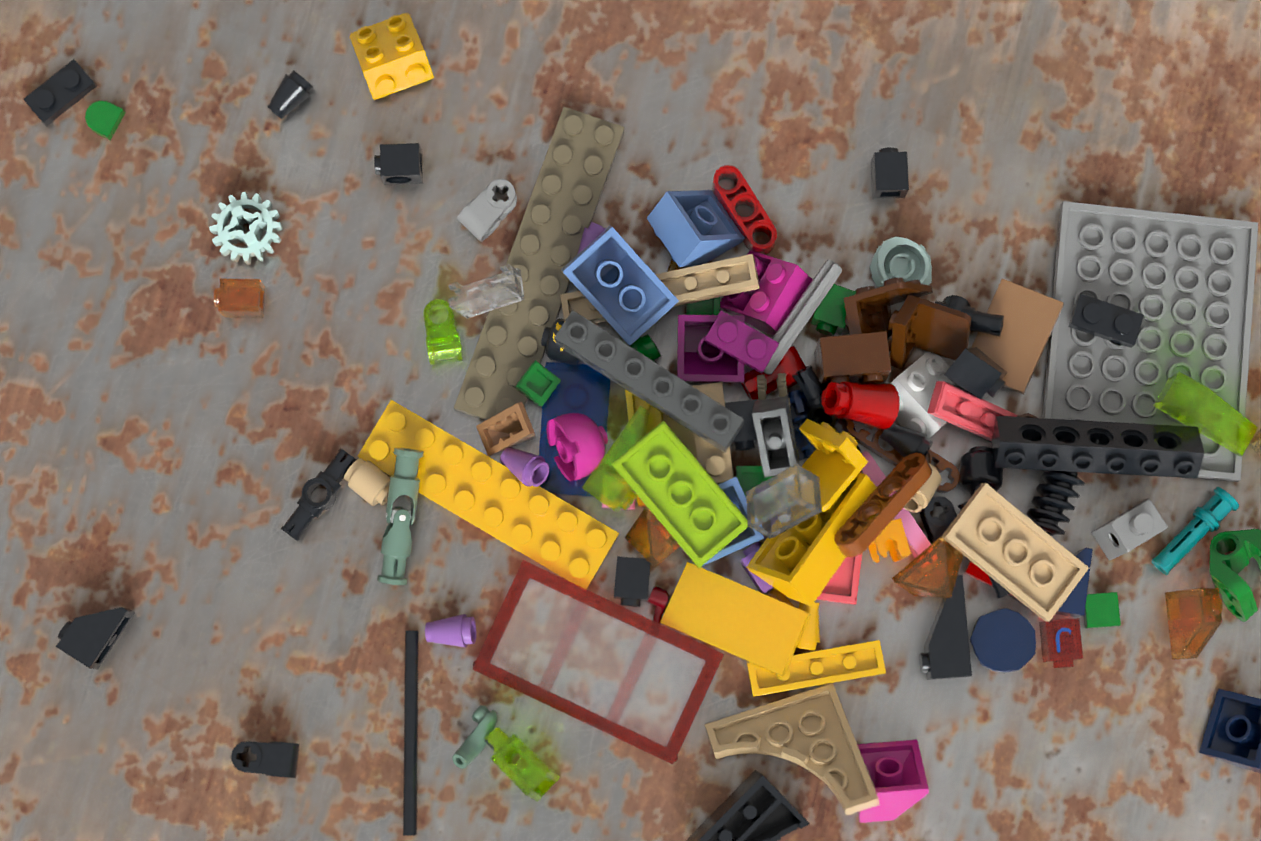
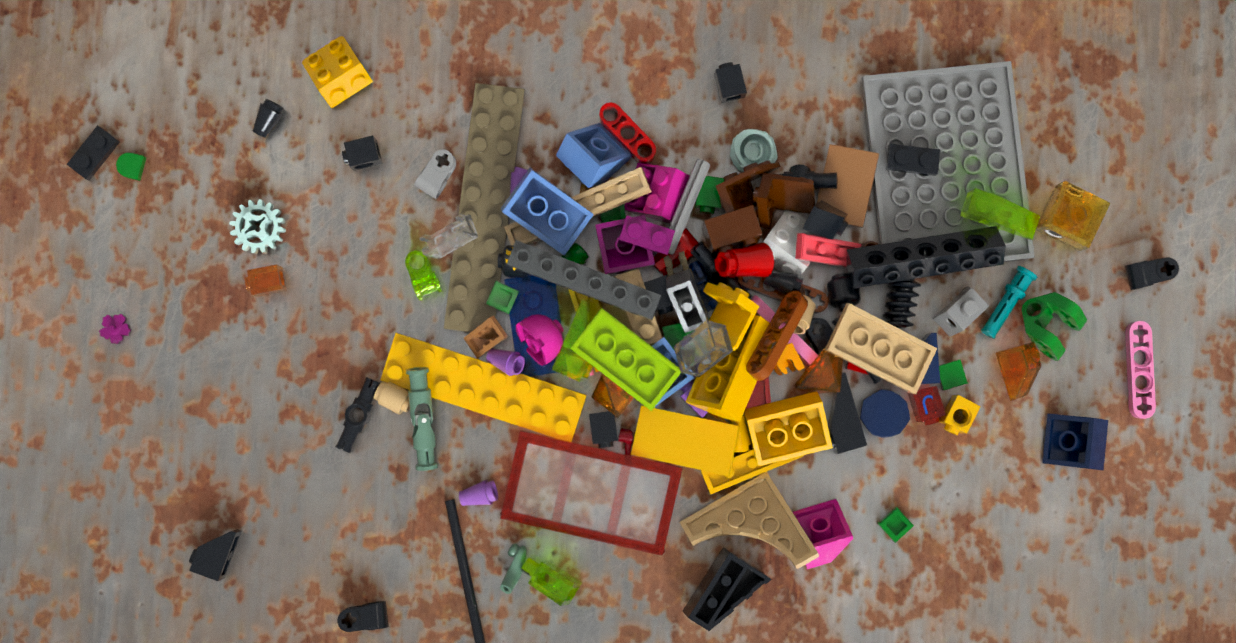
camera: 15 degrees left, 5 degrees up
(34, 318) = (114, 328): none -> magenta plant
(873, 631) = (788, 428): none -> yellow slope
(988, 790) = (895, 524): none -> green tile
(1114, 658) = (969, 412): none -> yellow brick

